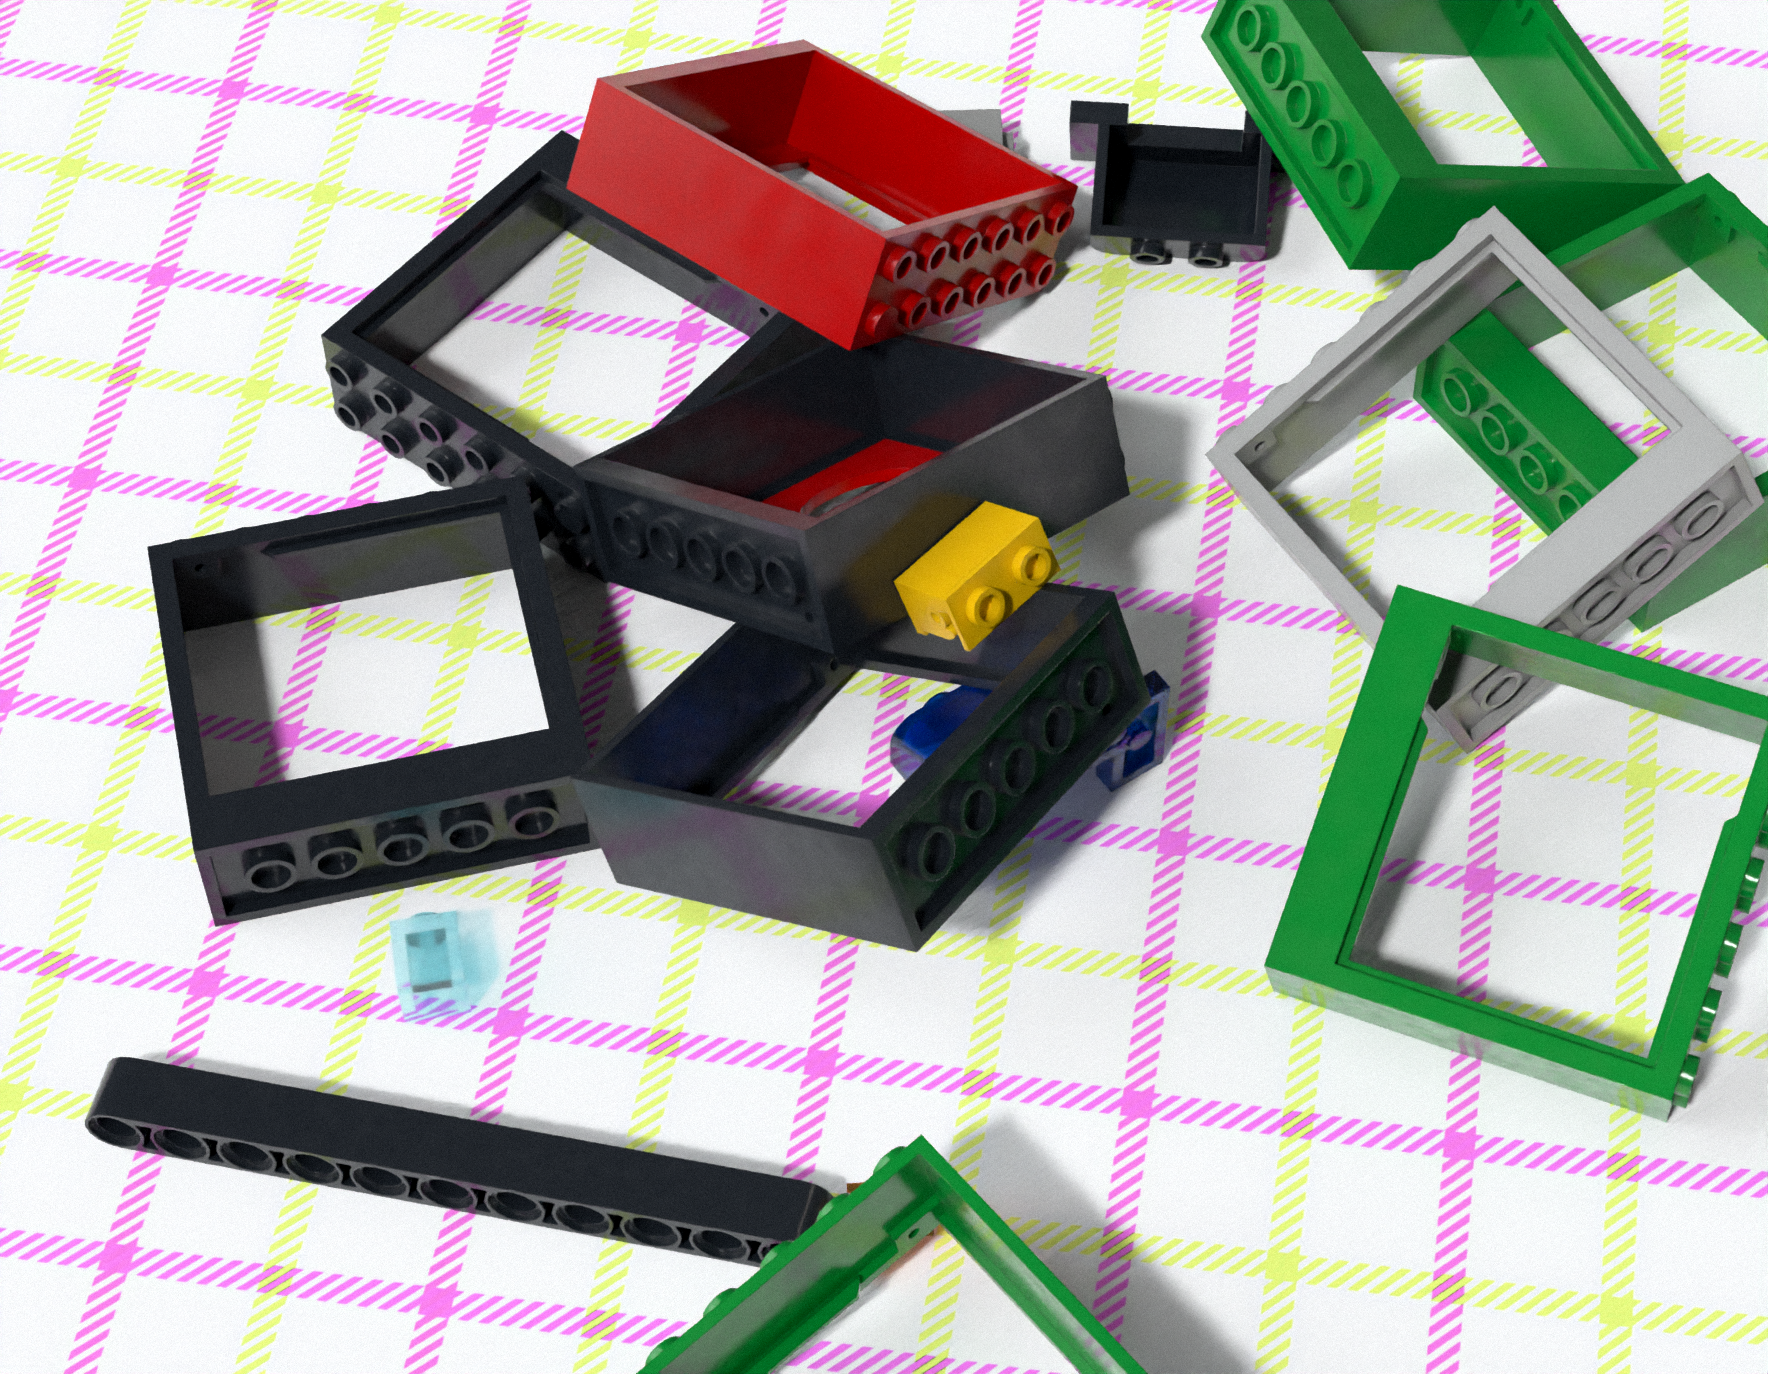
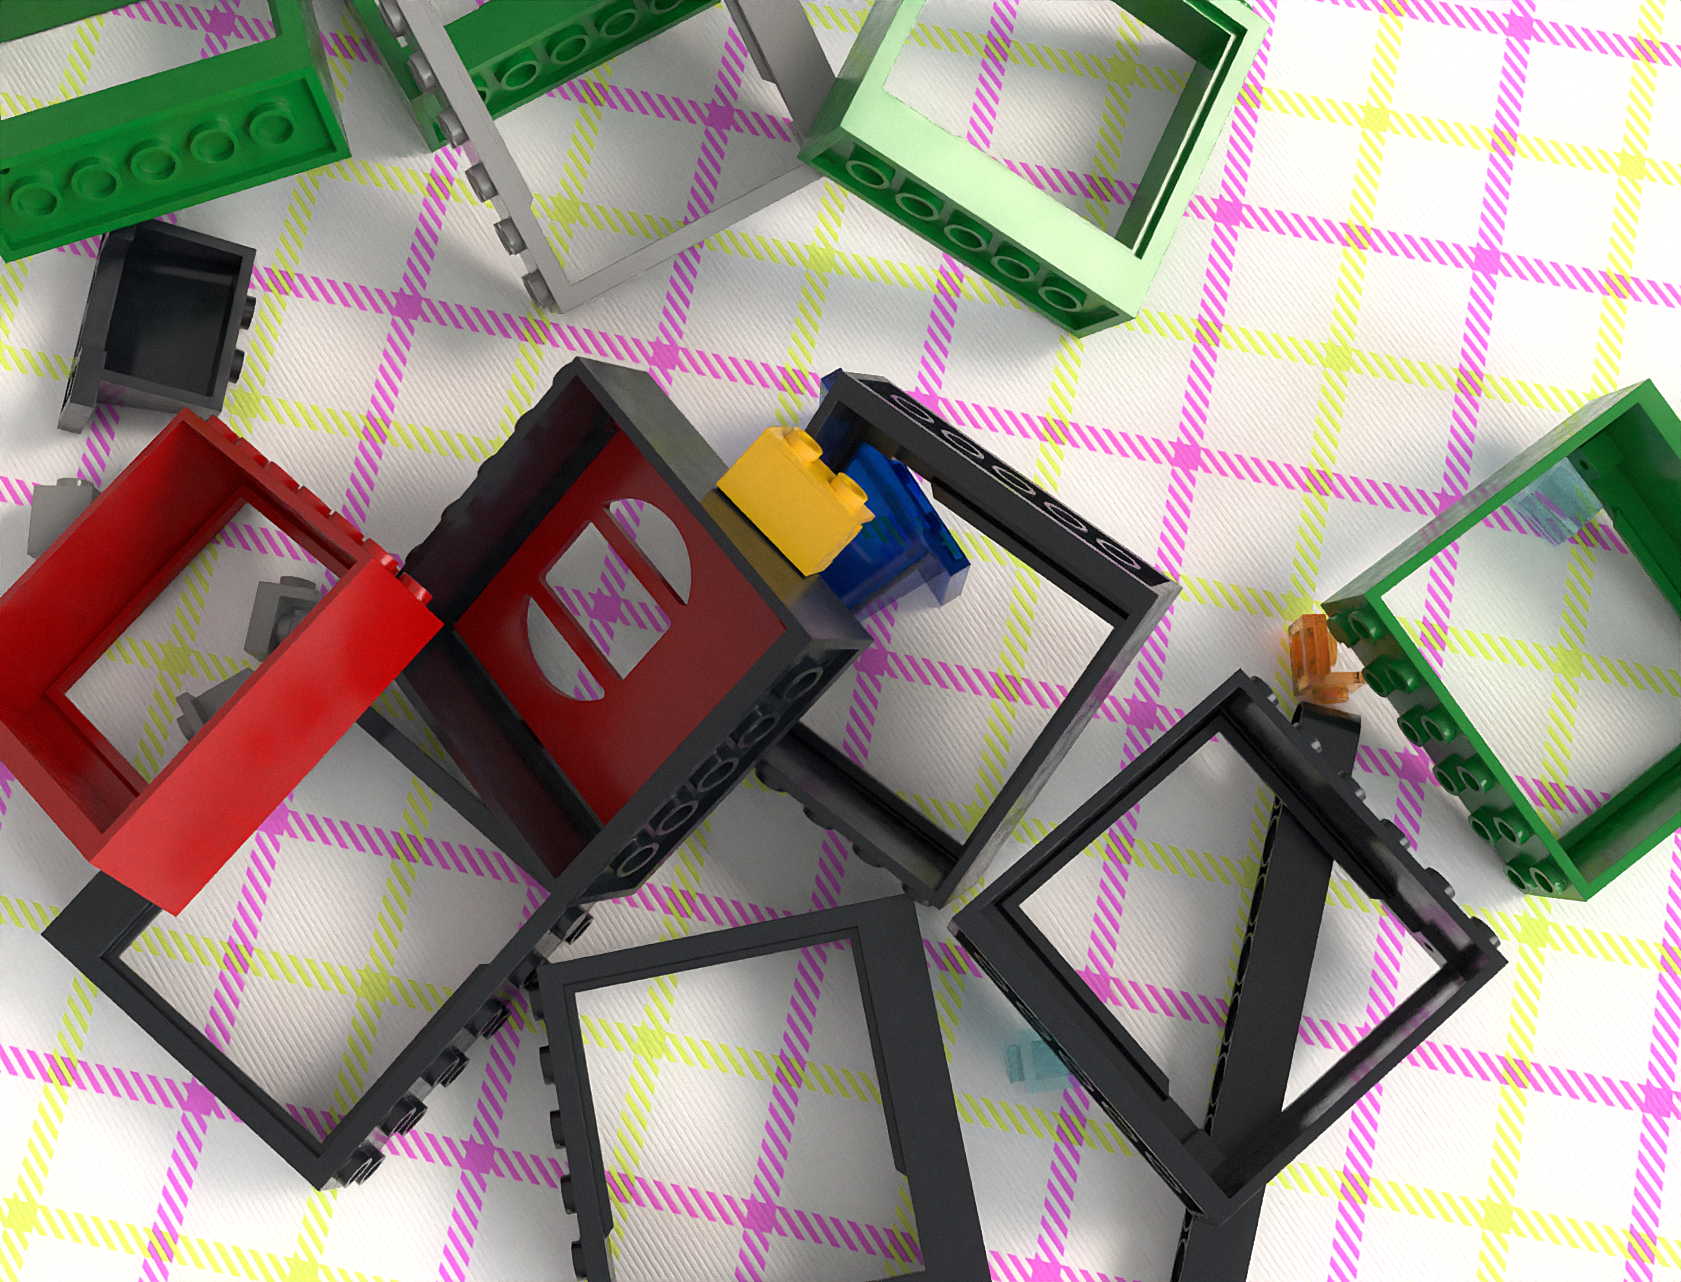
camera: 90 degrees left, 25 degrees up
(448, 933) = (1105, 1054): none -> black door

